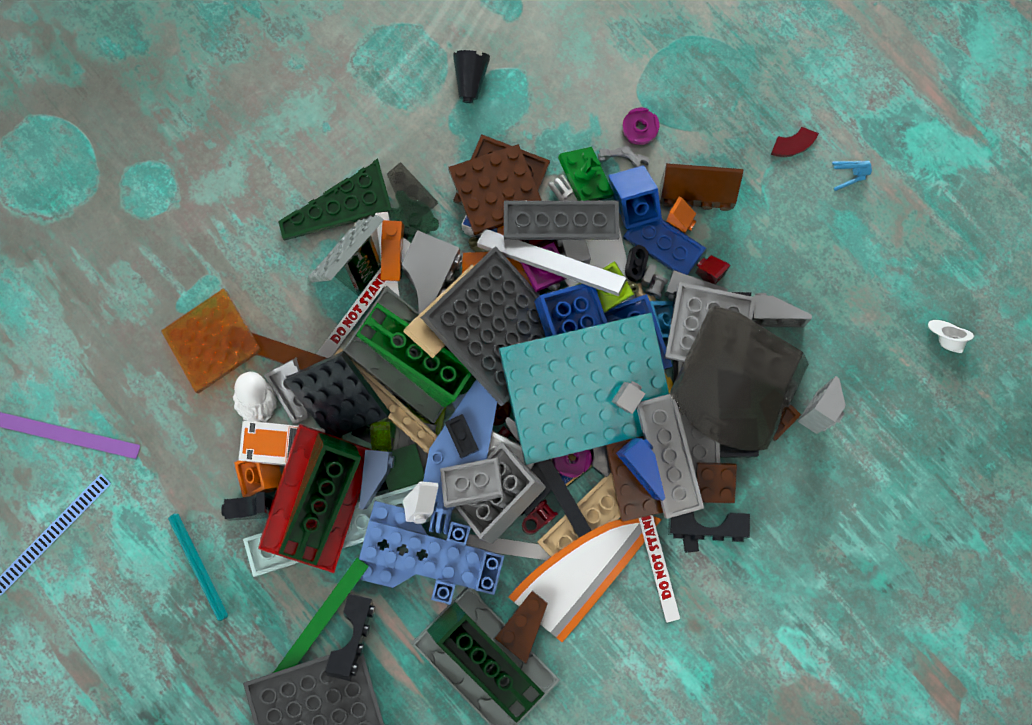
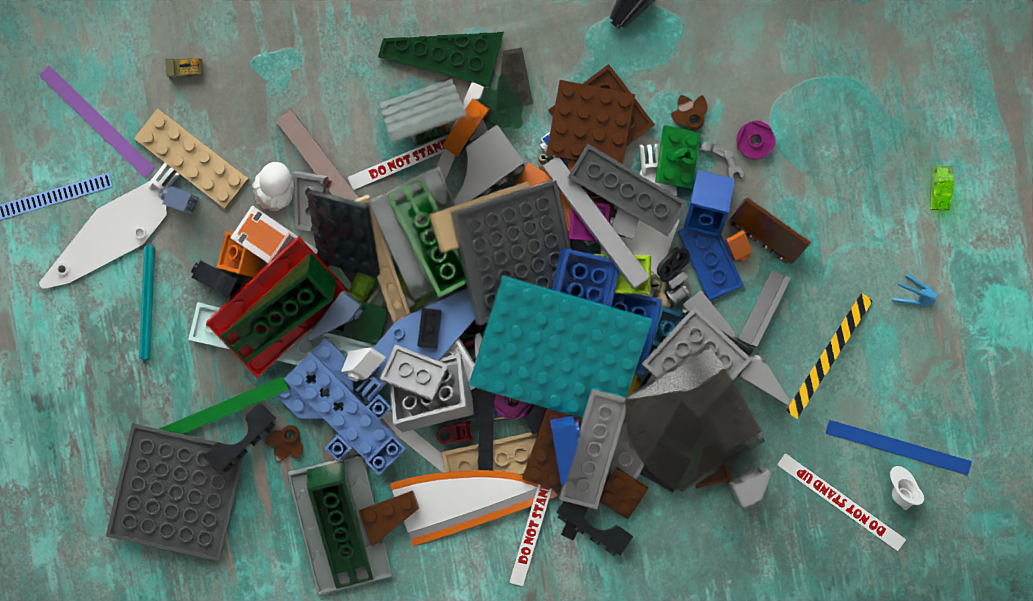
camera: 30 degrees right, 10 degrees up
(118, 344) = (184, 67): none -> olive leg
(132, 521) = (112, 231): none -> white wing
(168, 418) = (191, 158): none -> tan plate
(175, 455) = (179, 200): none -> sand blue brick
(211, 340) = (265, 113): clear orange plate -> none
(393, 620) = (283, 444): none -> reddish brown plate
(571, 134) = (688, 109): none -> reddish brown plate
(628, 396) = (588, 381): light grey brick -> none
(712, 269) = (734, 308): dark red slope -> none
(736, 255) = (764, 308): none -> light grey fence
(794, 144) = (883, 238): dark red tile -> none
(815, 261) = (829, 355): none -> sticker
(816, 76) = (941, 187): none -> clear neon green slope
(905, 379) = (841, 502): none -> white sticker
(919, 305) = (898, 447): none -> blue sticker

